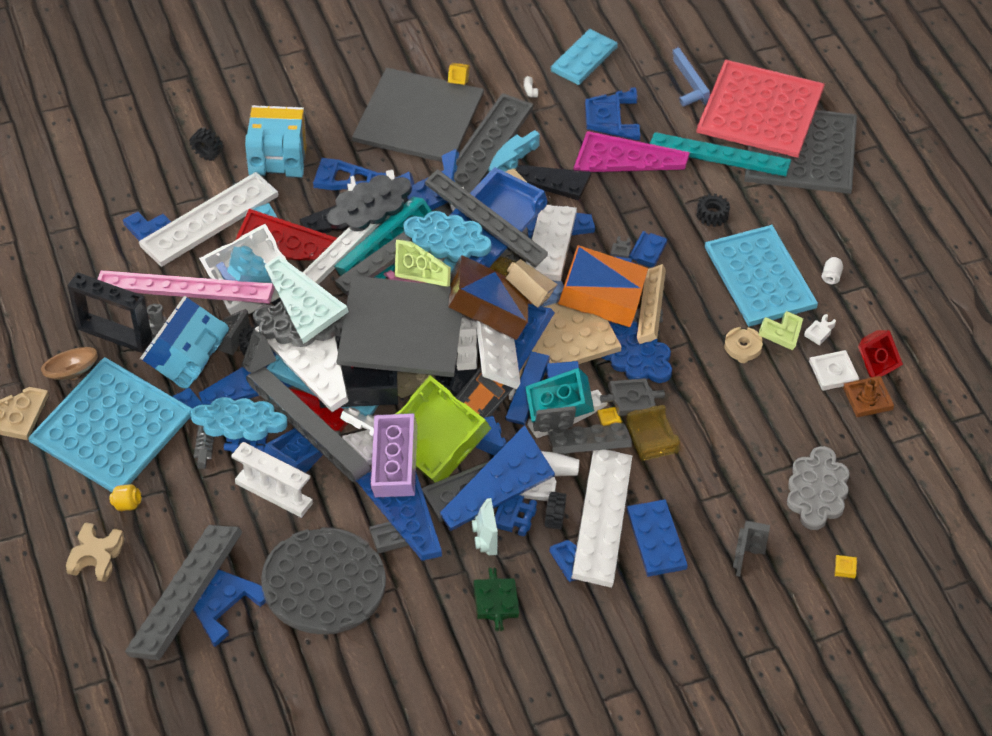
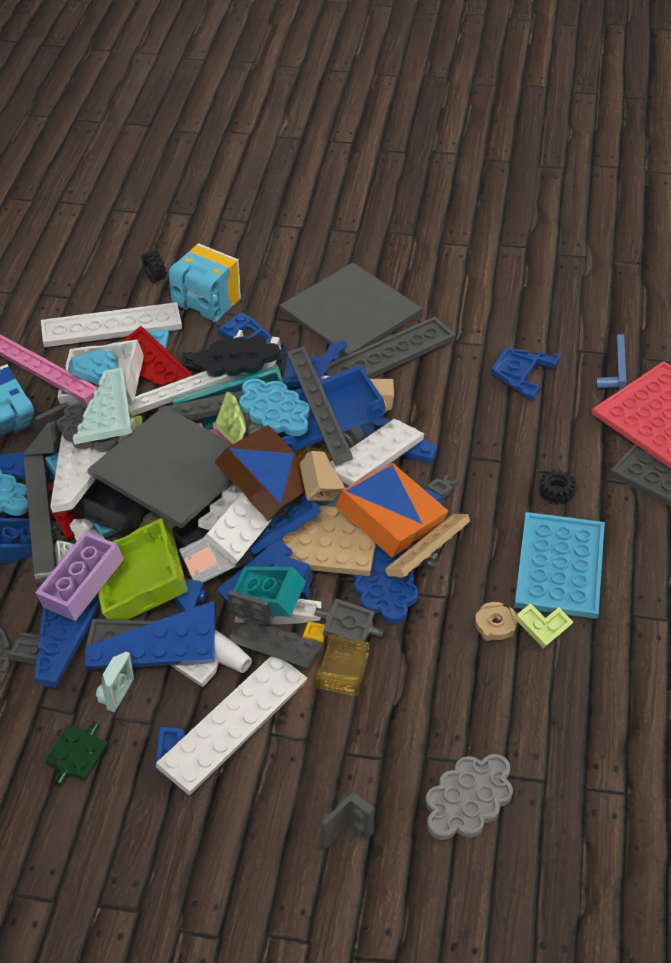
camera: 30 degrees right, 5 degrees down
(141, 227) = (55, 309): blue plate -> none
(458, 73) = (407, 287): yellow brick -> none
(508, 514) = (153, 676): blue plate -> none
(514, 149) = (406, 366): medium azure slope -> none
(531, 92) = (463, 325): white arm -> none
(555, 510) = (190, 695): black tyre -> none
(557, 181) = (428, 406): black wing -> none
(584, 57) = (534, 314): medium azure plate -> none
(612, 153) = (500, 403): dark pink wing -> none
(648, 249) = (469, 497): blue plate -> none
(656, 538) = (271, 769): blue plate -> none
(724, 154) = (601, 441): teal plate -> none
(820, 331) = (581, 642): white plate -> none
(832, 270) = (637, 590): white brick -> none
(833, 370) = (570, 686): white plate -> none
(845, 566) = (440, 893): yellow tile -> none
(869, 392) = (588, 724): dark orange plate -> none
(879, 353) = (627, 691): red slope -> none

